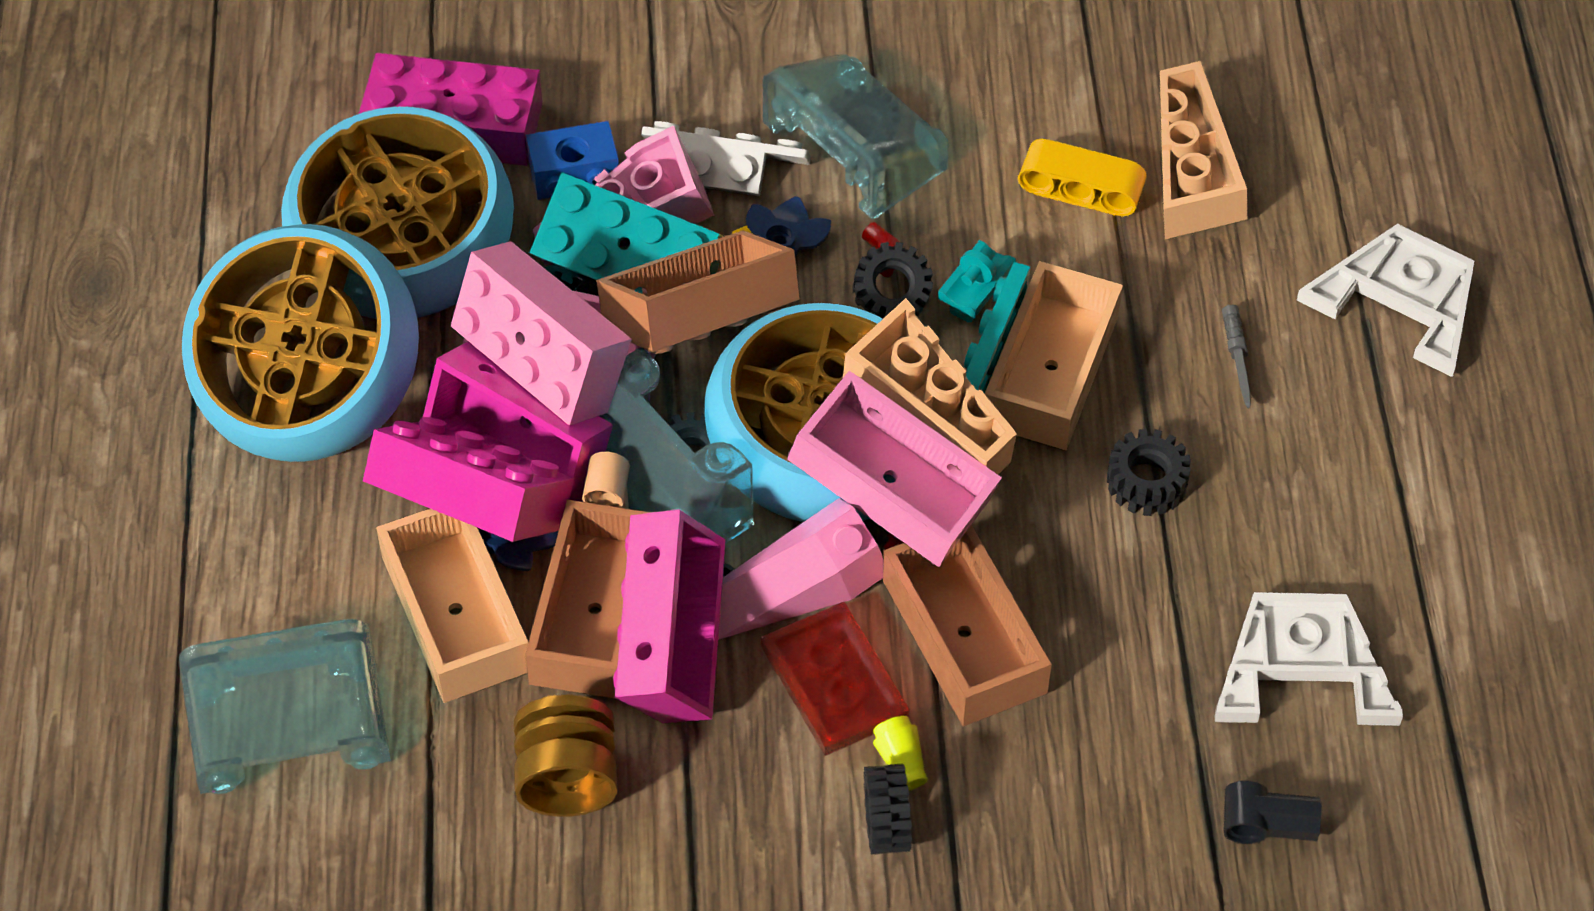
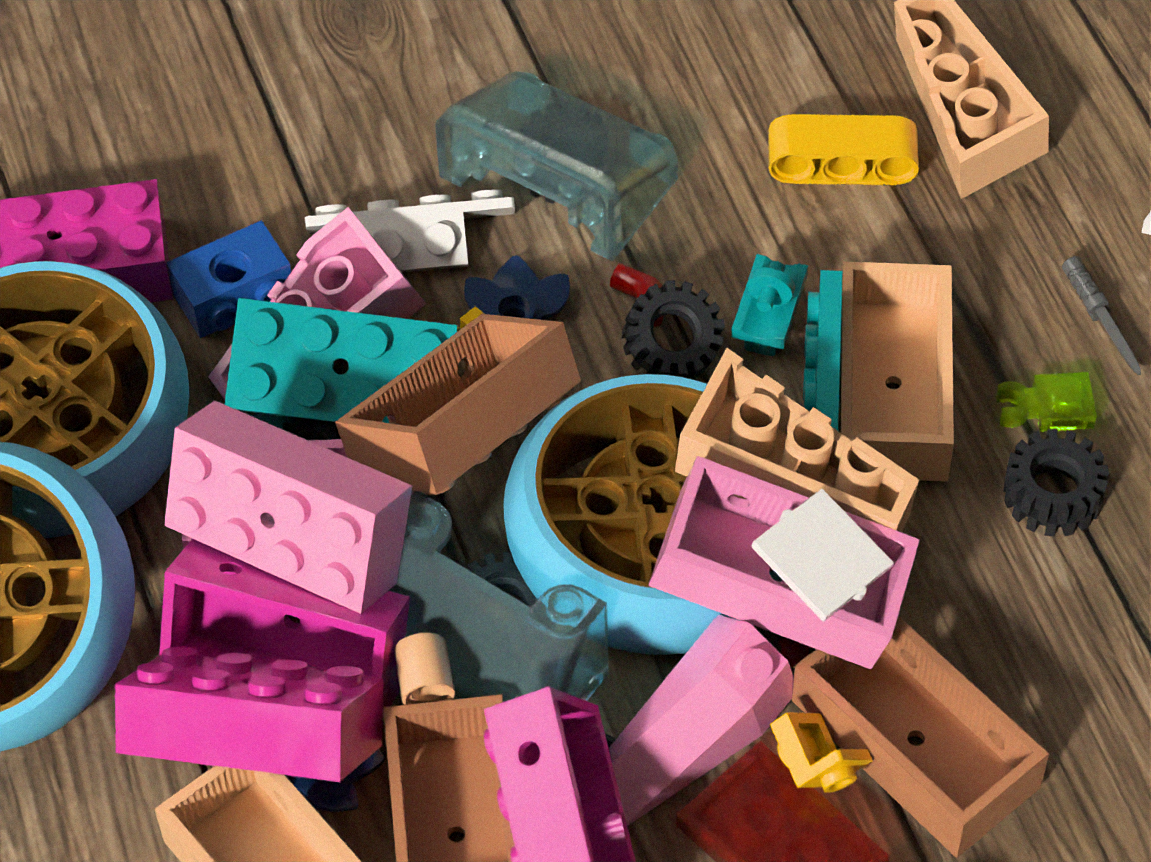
camera: 15 degrees left, 0 degrees up
(878, 619) = (812, 755): none -> yellow bracket
(919, 468) = (822, 555): none -> white piece
(1176, 412) = (1056, 400): none -> clear neon green plate

